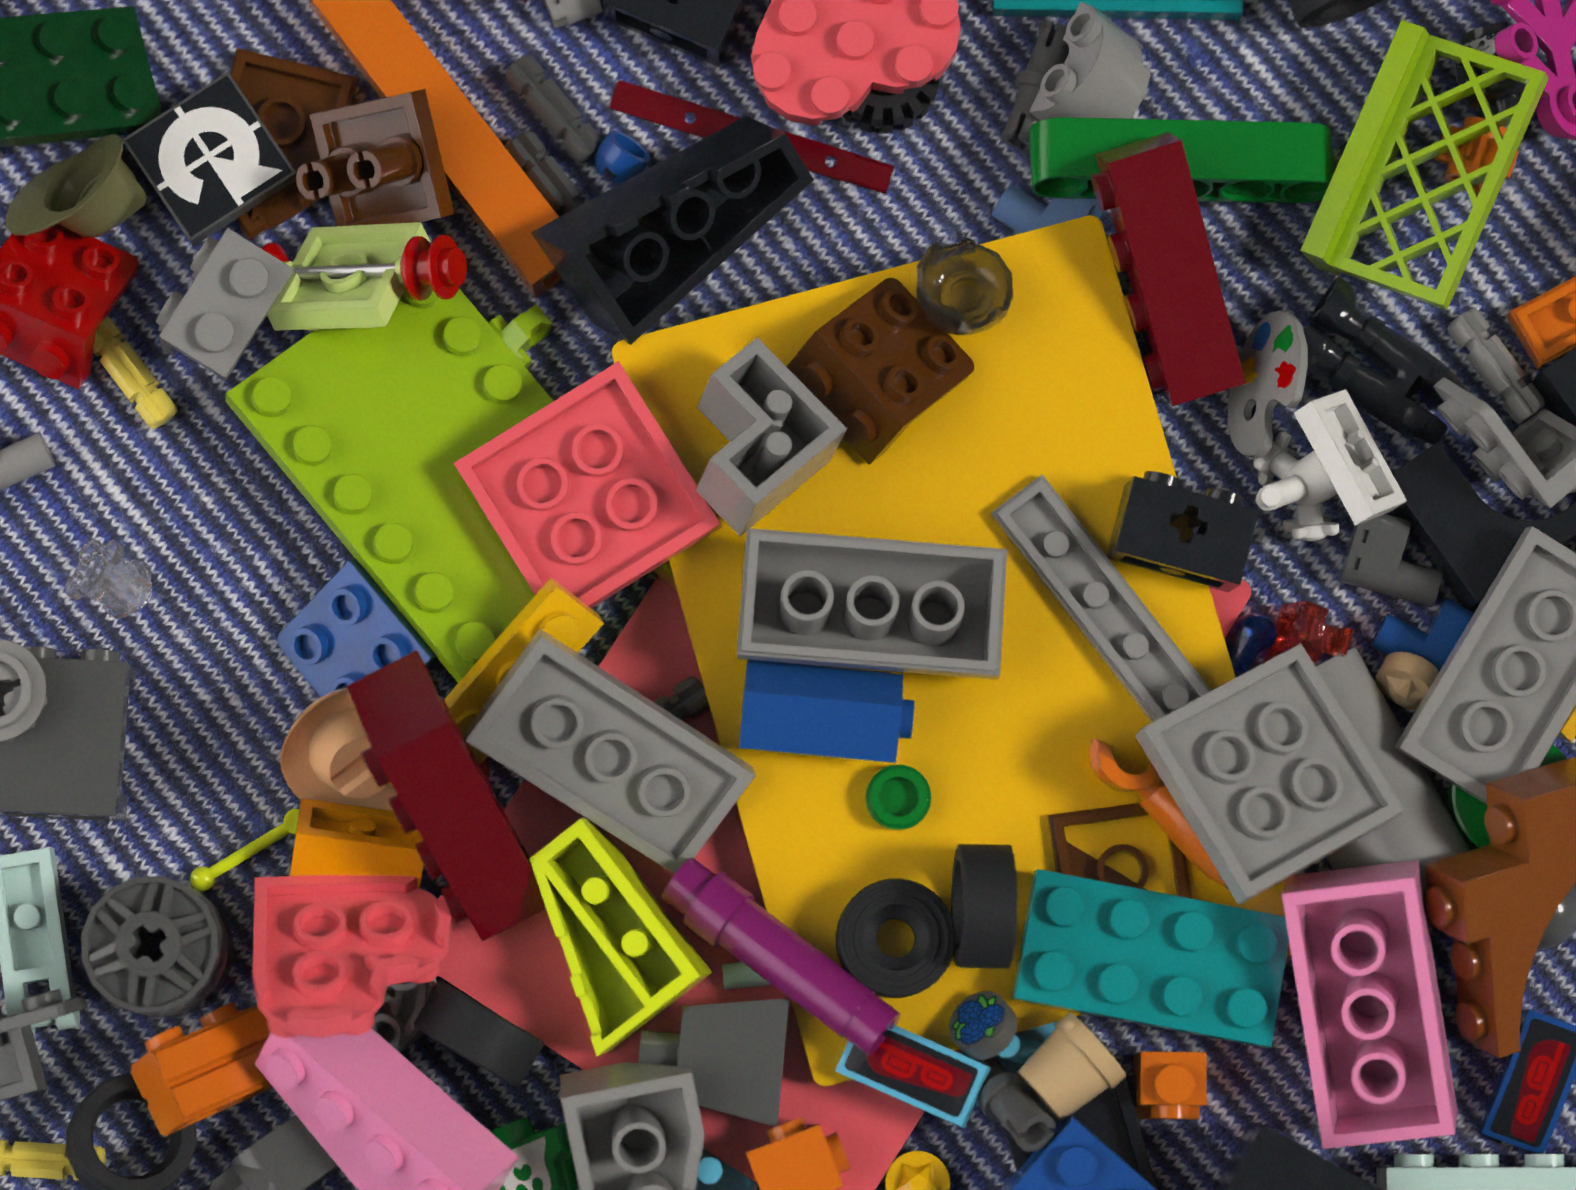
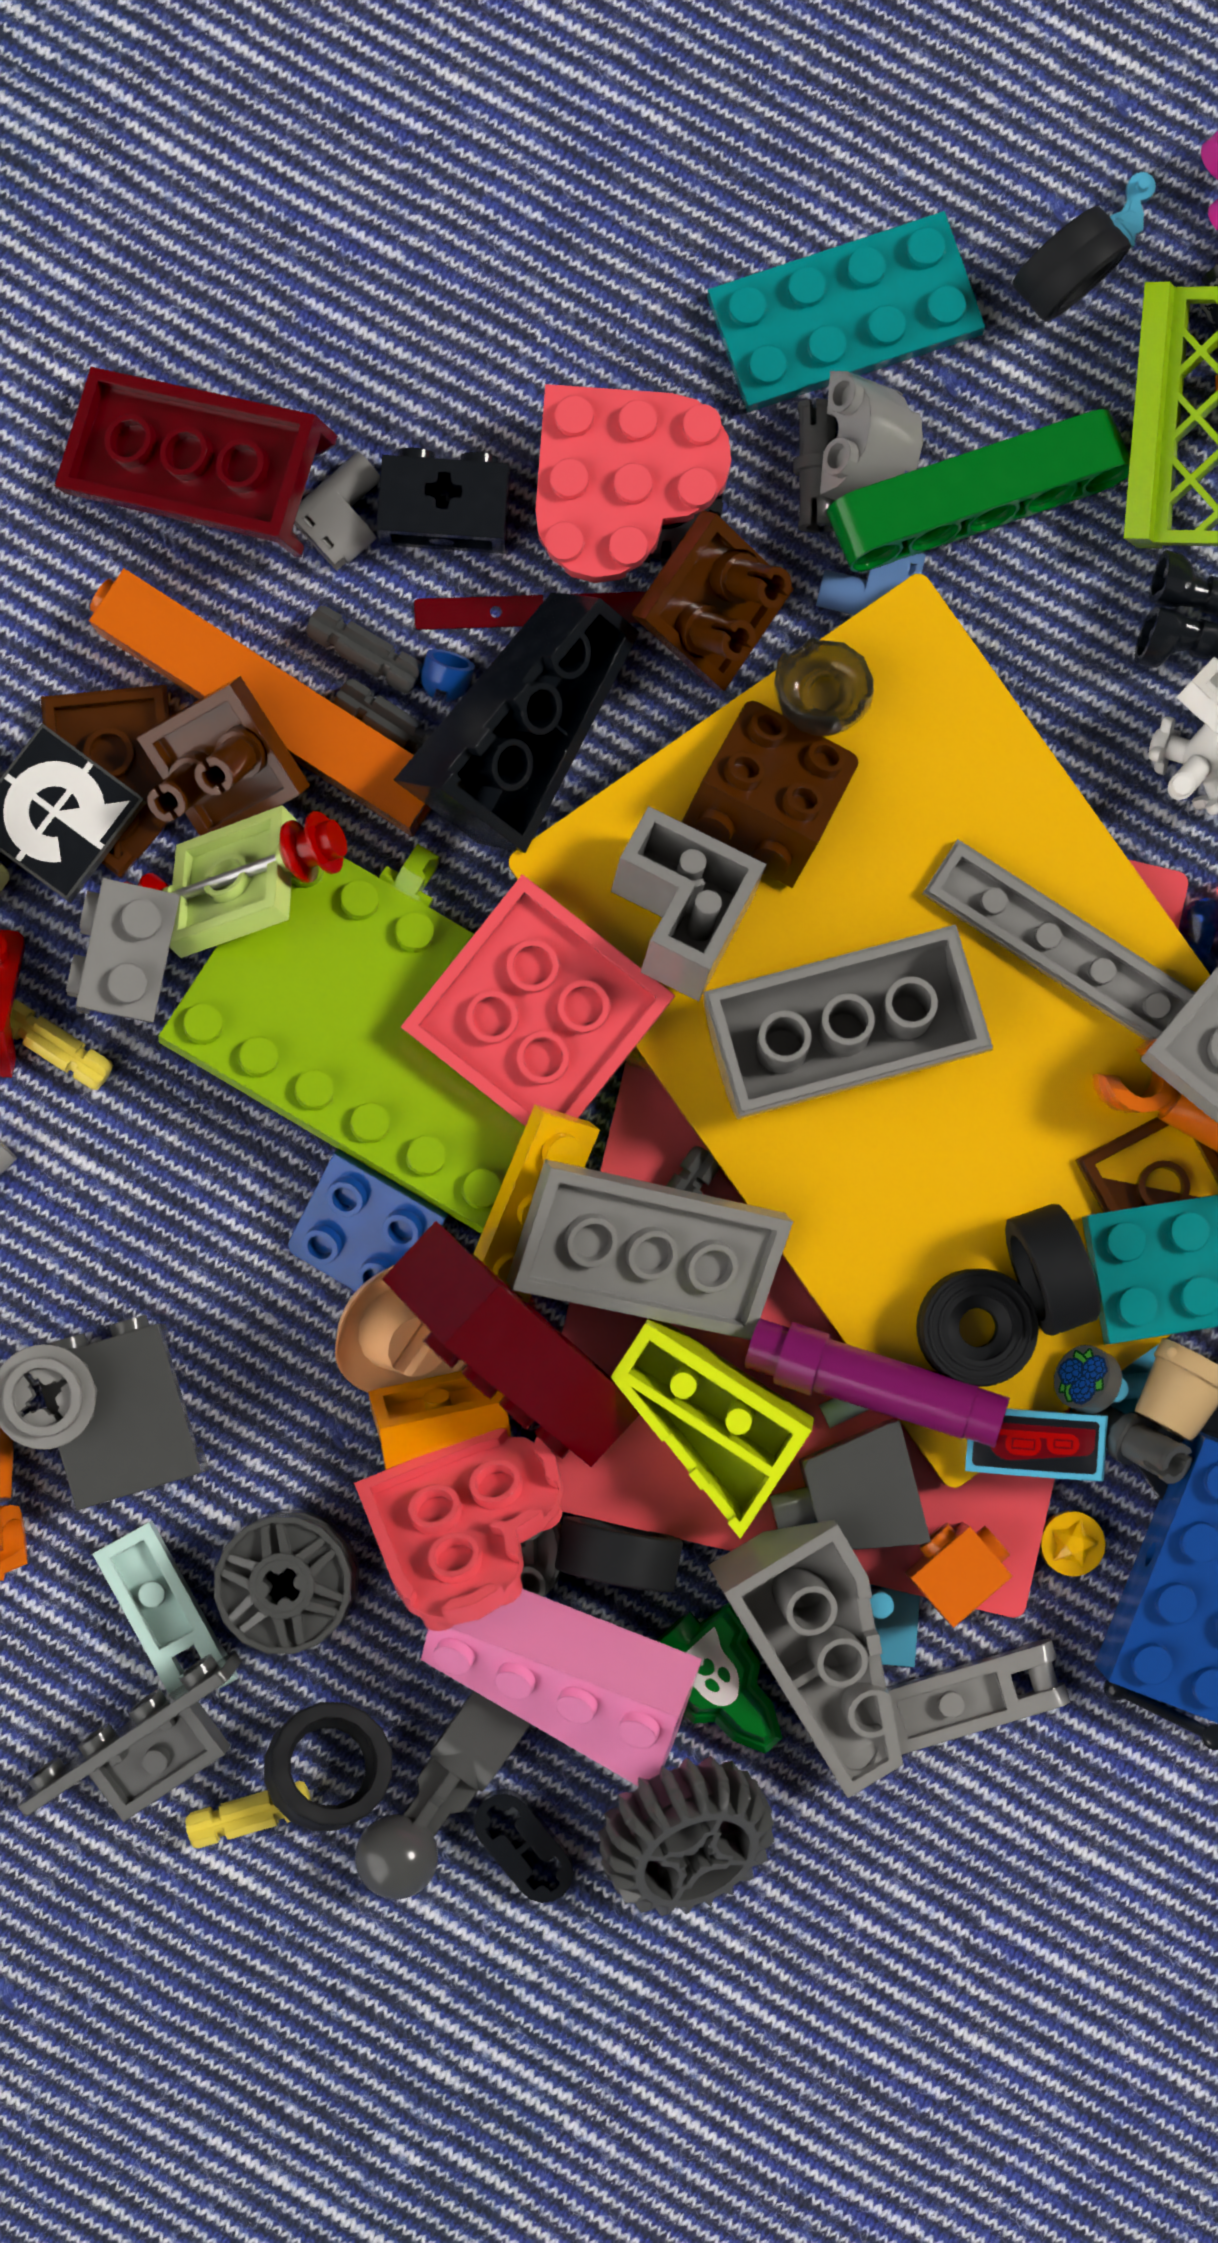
camera: 20 degrees left, 5 degrees up
(110, 579) = (111, 1248): clear brick -> none
(203, 878) = (302, 1497): neon yellow hinge -> none
(204, 1070) = (376, 1681): orange brick -> none
(824, 711) = (836, 1139): blue brick -> none
(893, 175) = (713, 600): none -> reddish brown plate
(898, 797) = (931, 1193): green tile -> none
(1147, 540) = (1077, 864): black brick -> none
(1168, 268) = (1007, 598): dark red brick -> none
(1274, 373) = (1133, 663): light grey piece -> none

